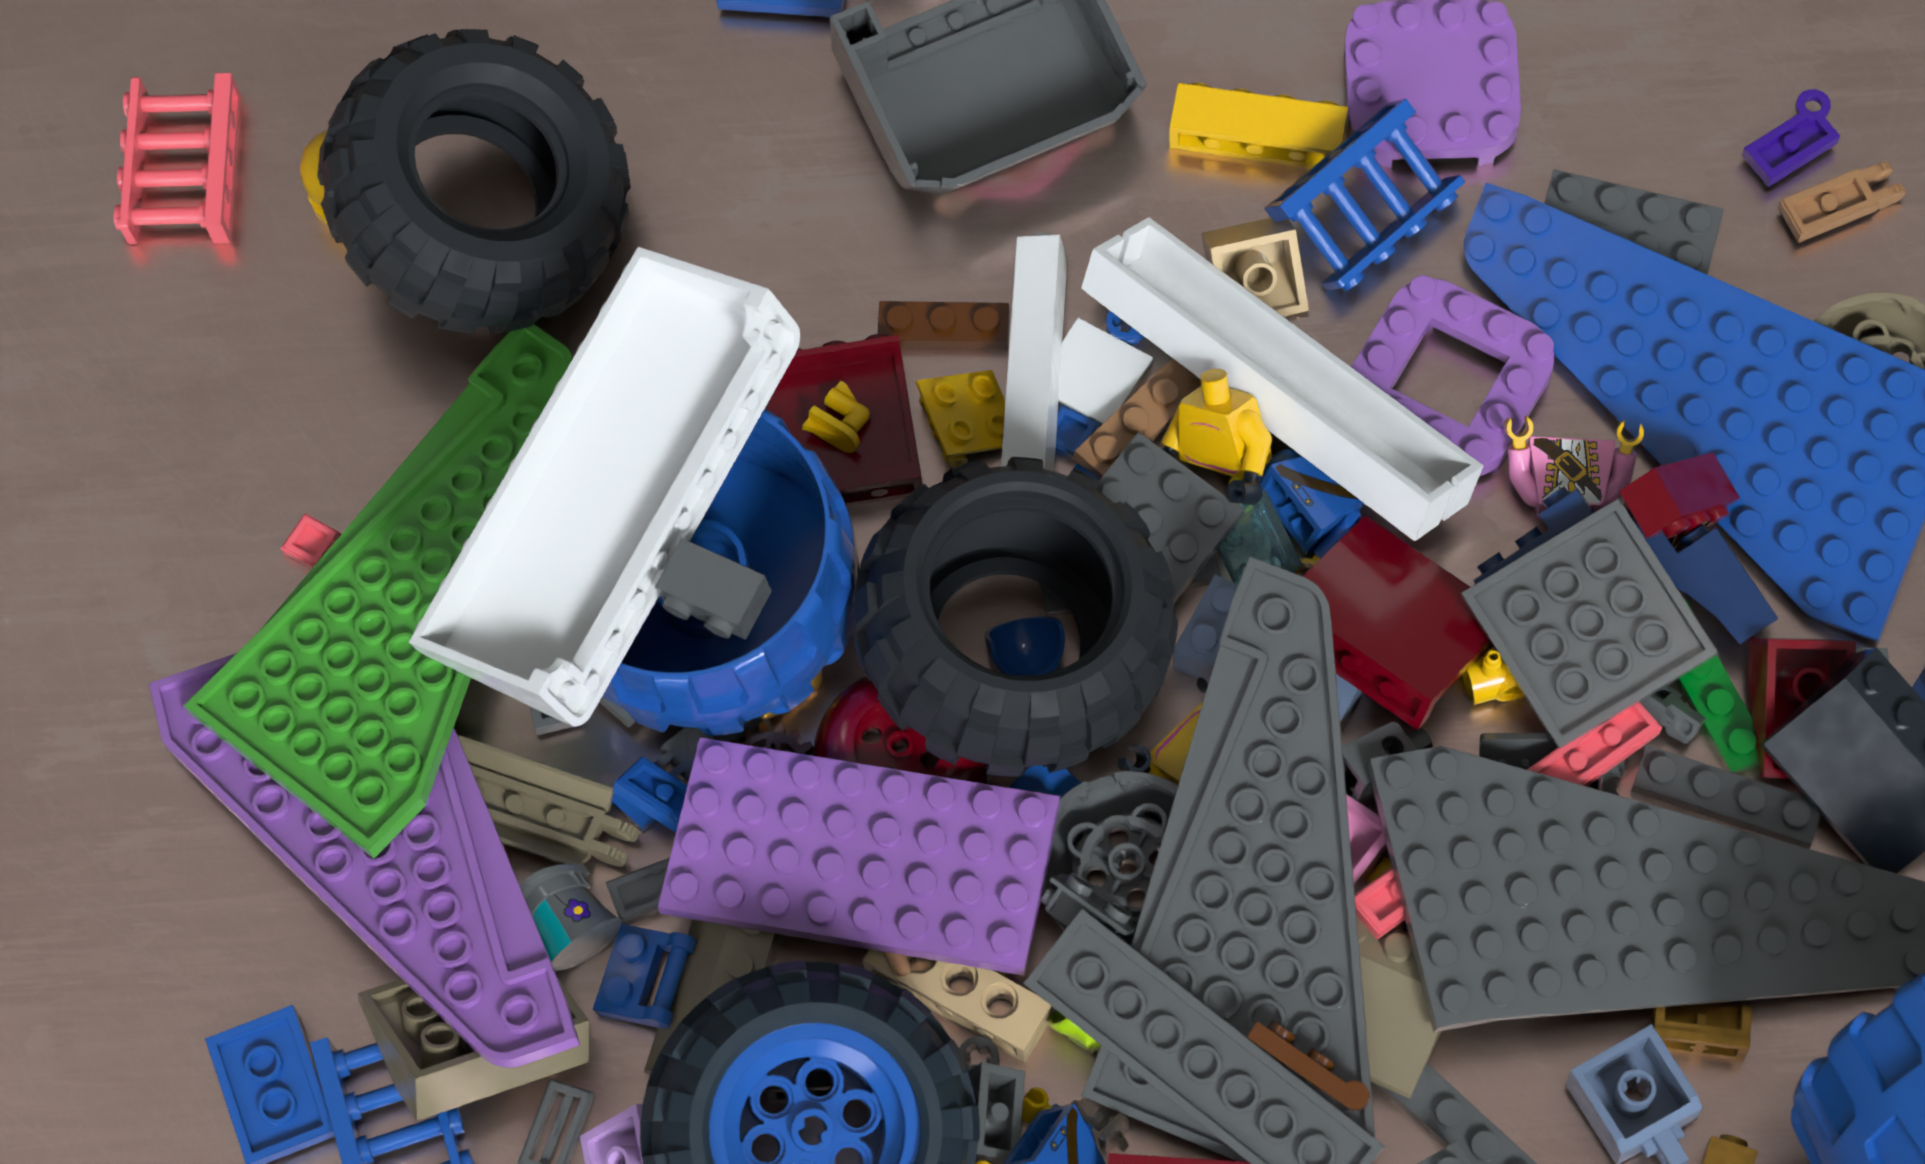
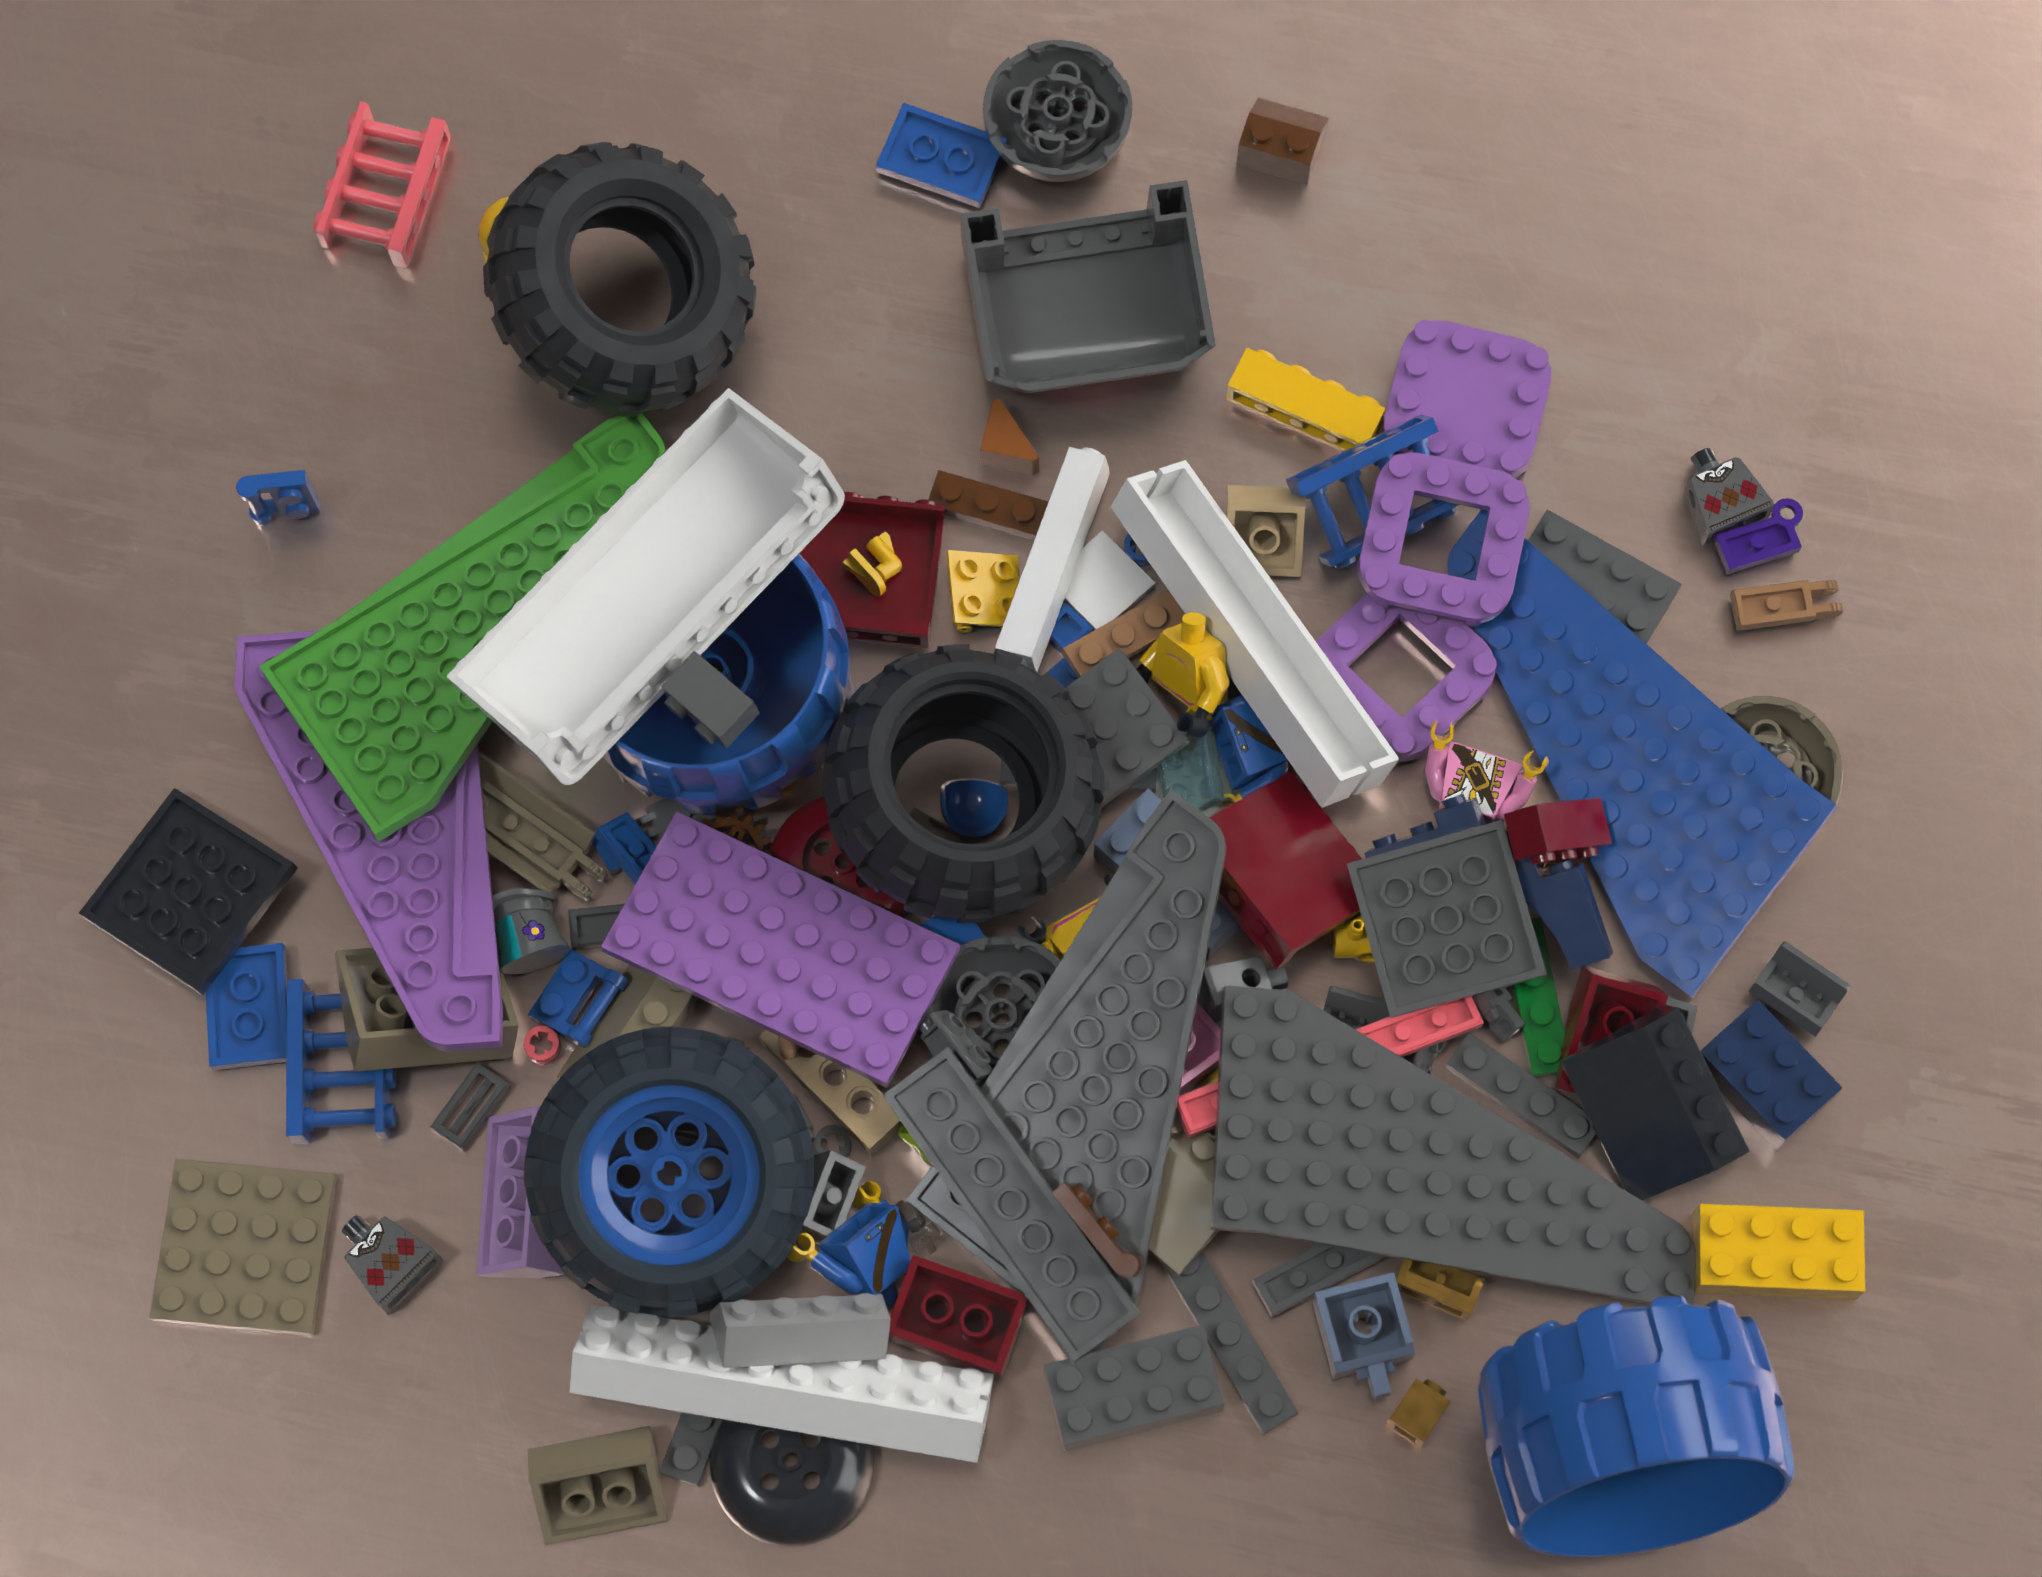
camera: 10 degrees right, 5 degrees up
(168, 510) = (290, 493): none -> blue plate
(169, 976) = (188, 891): none -> black plate
(309, 541) = (403, 549): coral tile -> none
(607, 1048) = (531, 1051): none -> coral bush
(947, 254) = (1005, 444): none -> dark orange slope
(1461, 282) = (1431, 591): none -> medium lavender plate
(1554, 1053) = (1309, 1273): none -> dark grey plate
(1739, 105) = (1724, 496): none -> dark grey torso

